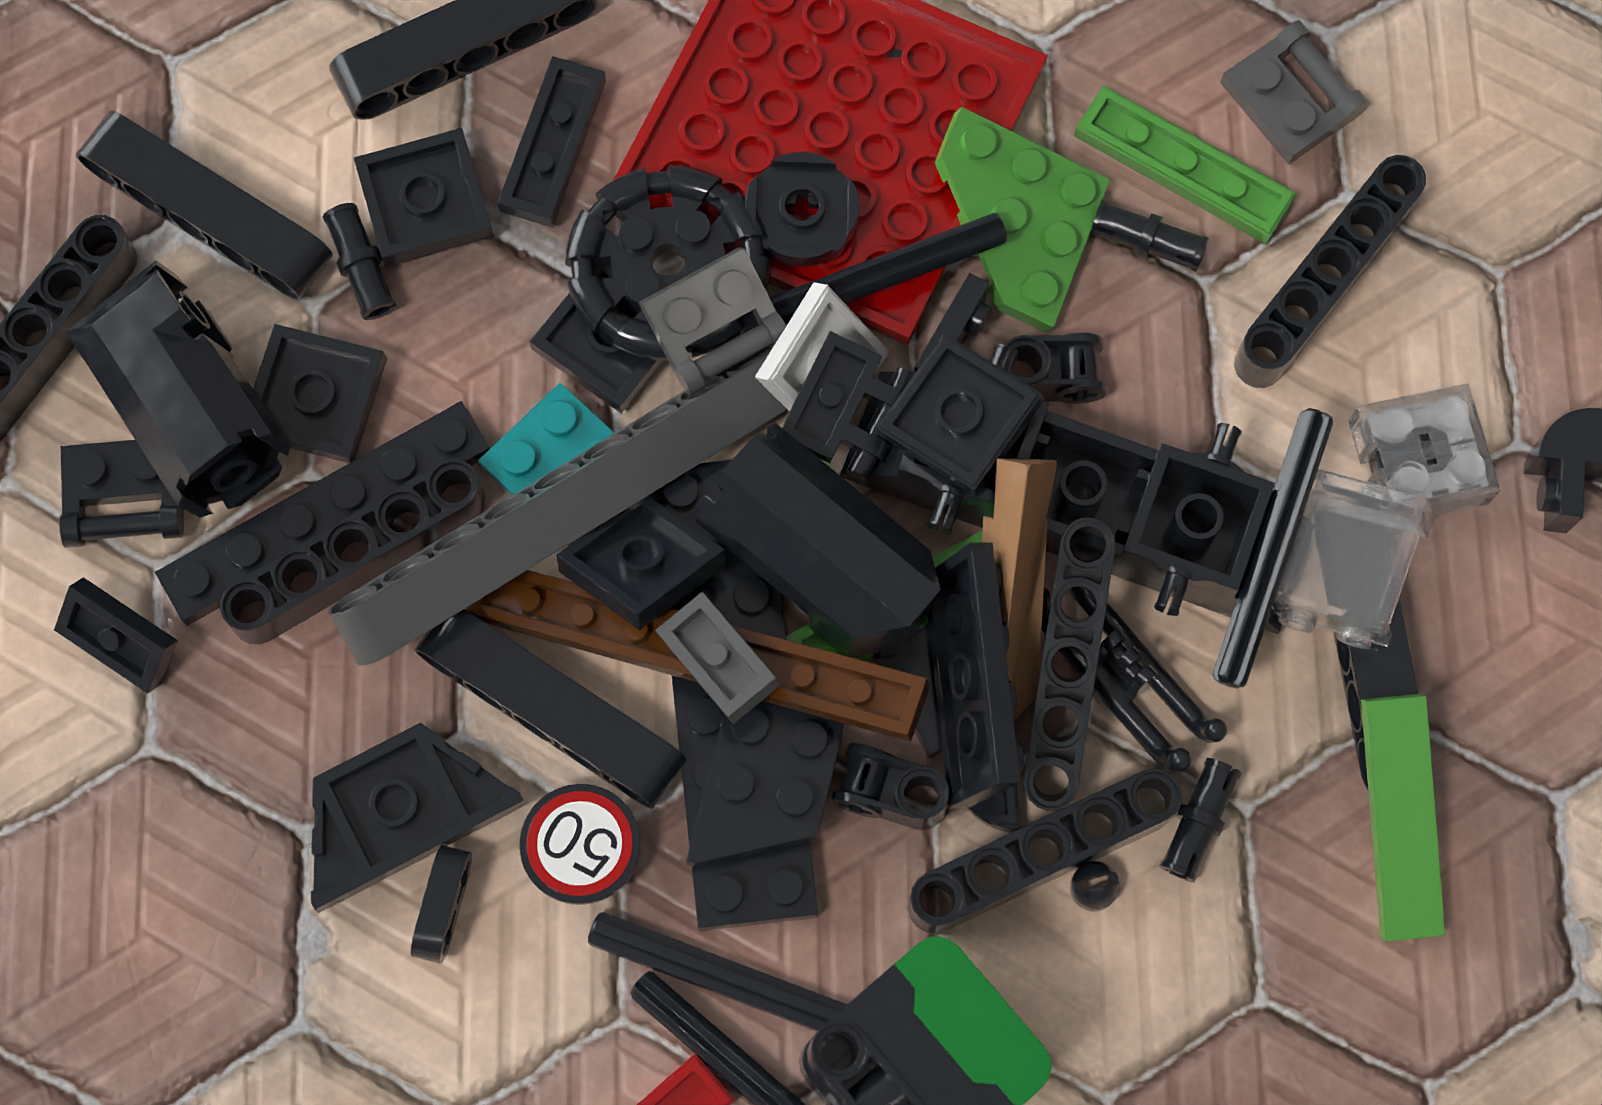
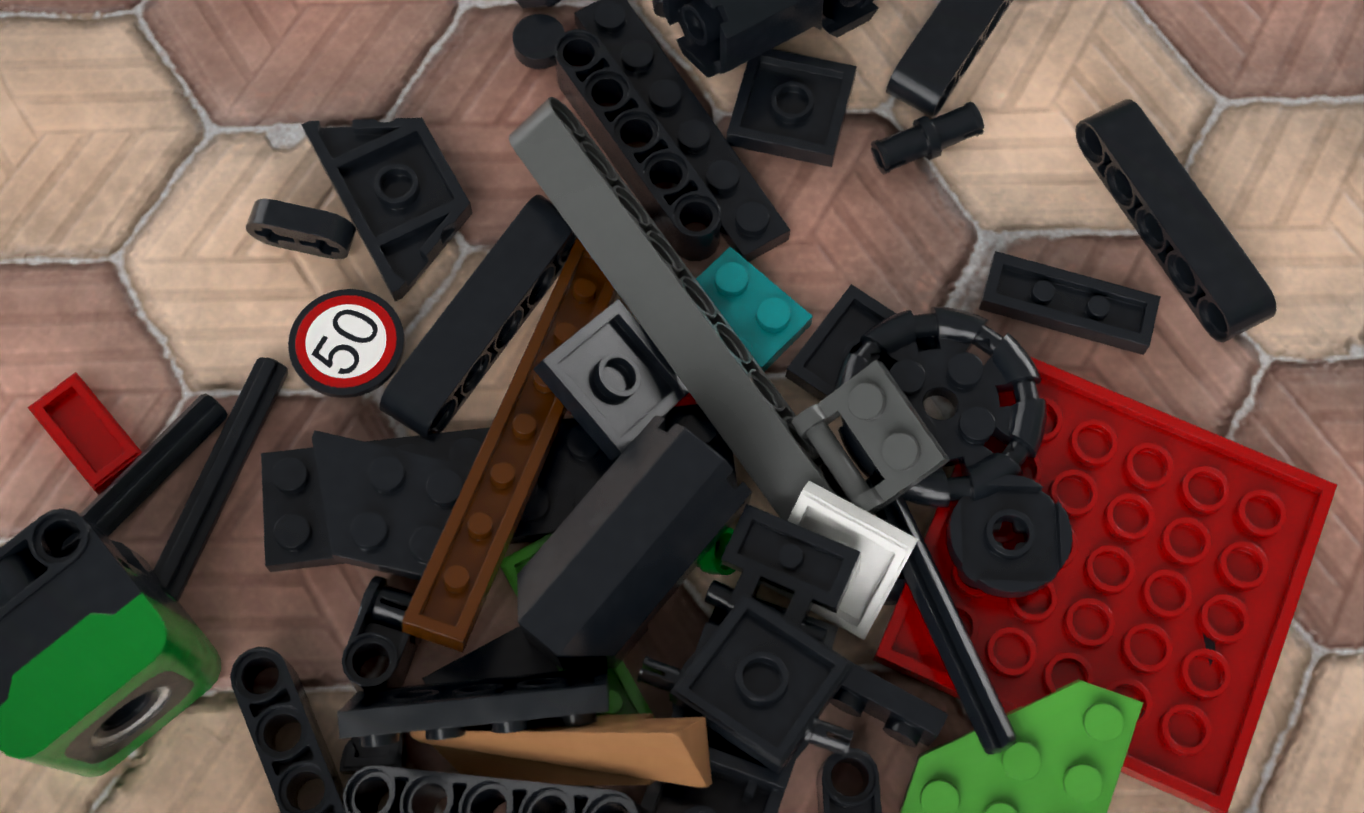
camera: 90 degrees right, 5 degrees down
(212, 660) = (536, 39): none -> black tile
(423, 196) = (998, 190): black plate -> none
(718, 657) = (498, 439): dark grey plate -> none

